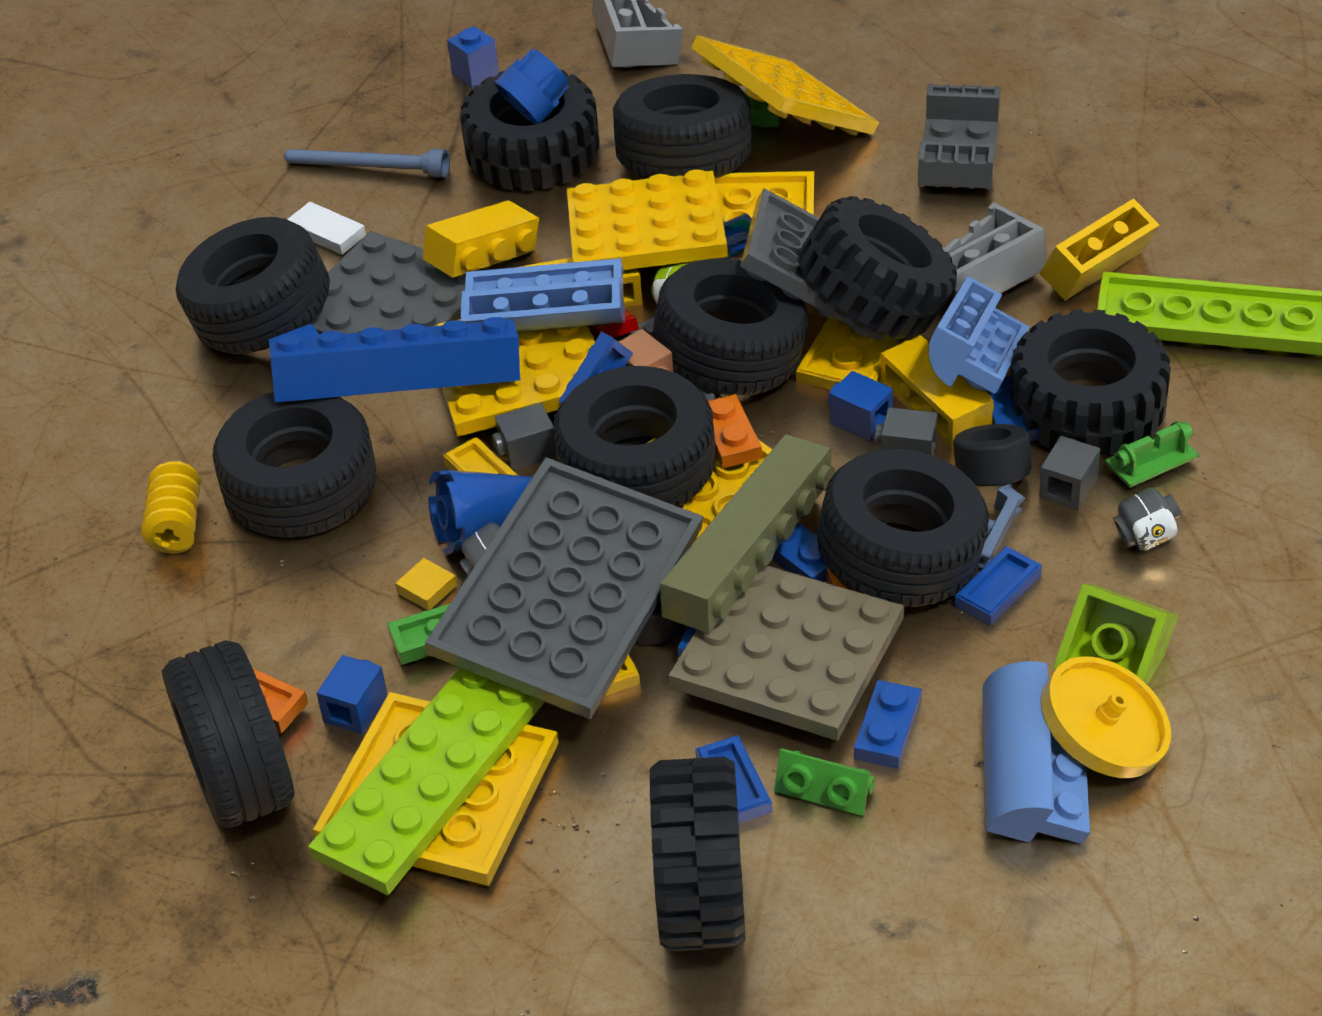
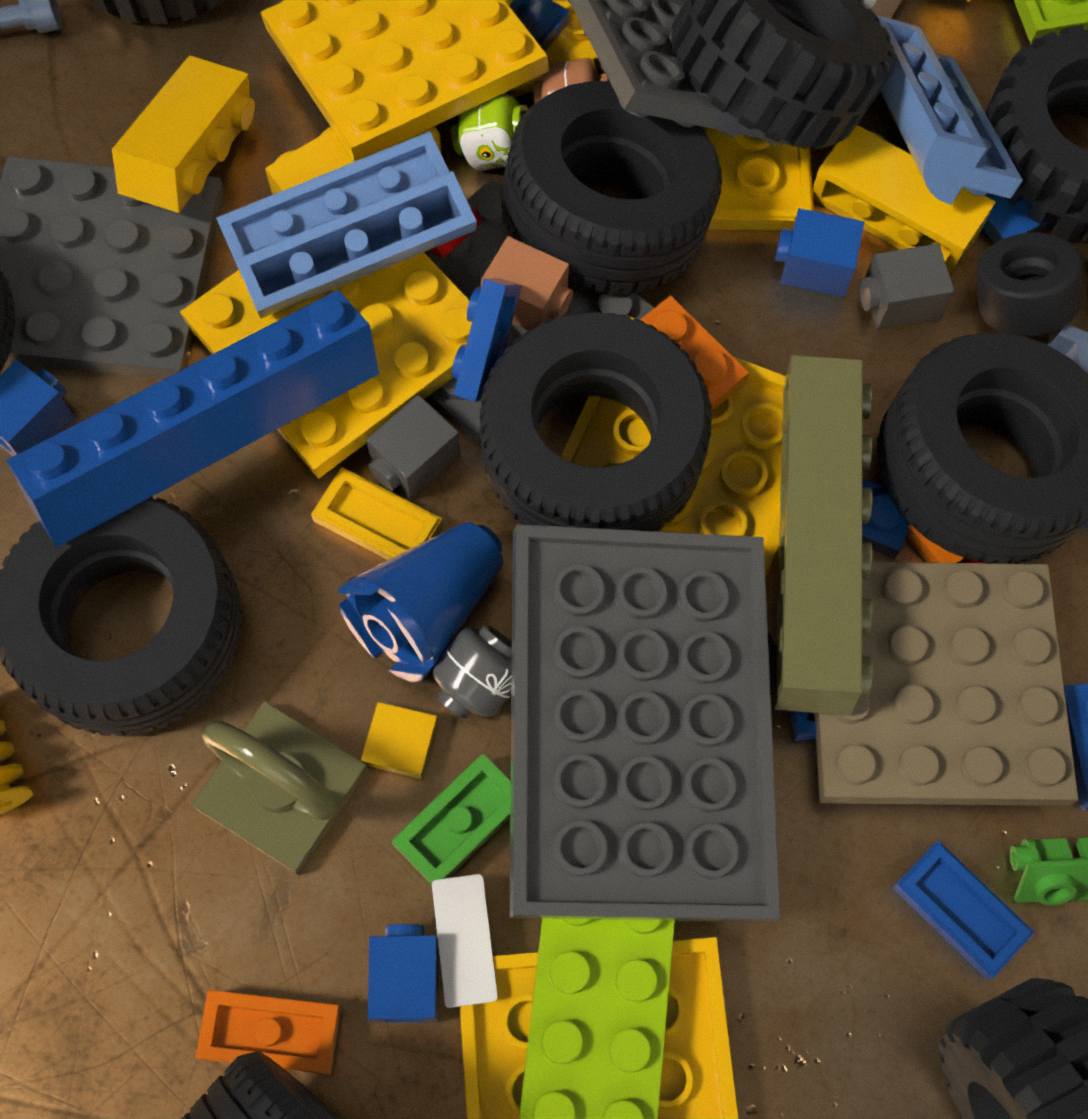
camera: 30 degrees left, 25 degrees up
(338, 582) = (277, 784): none -> olive tile
(399, 683) = (464, 941): none -> white sticker

